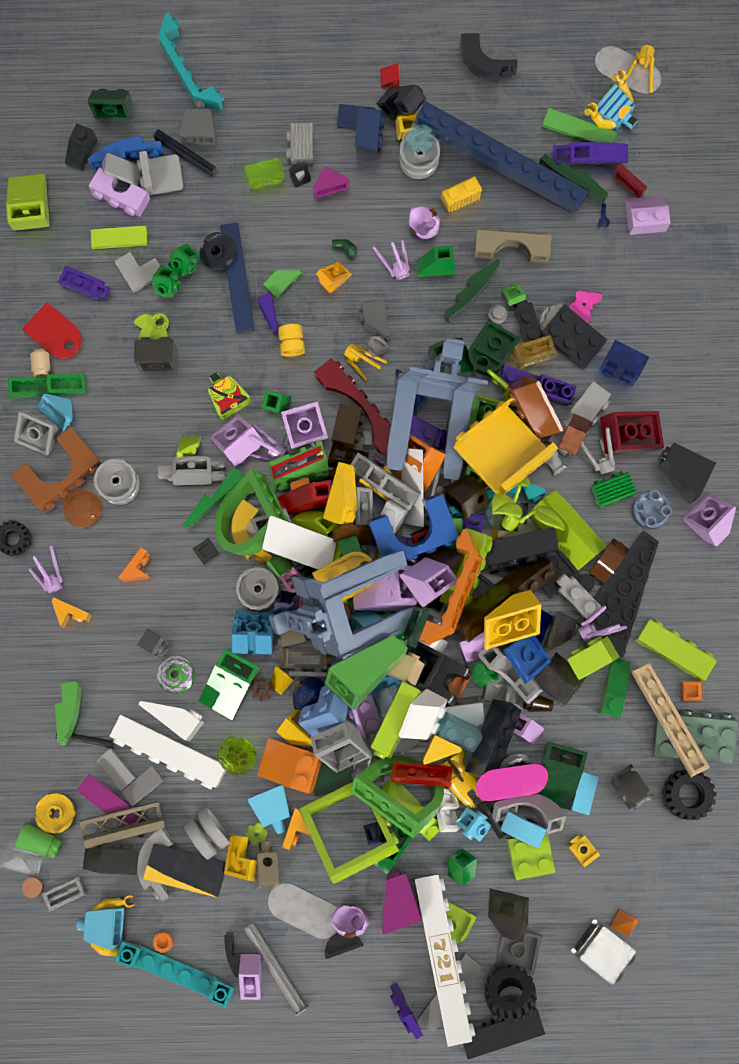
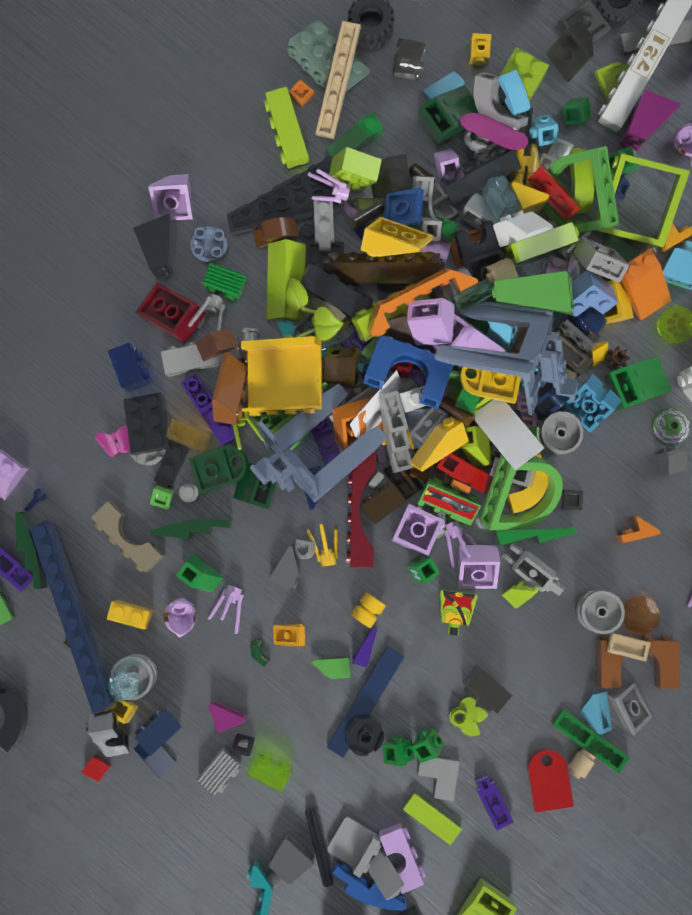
camera: 140 degrees left, 5 degrees up
(74, 472) = (628, 646): none -> tan tile

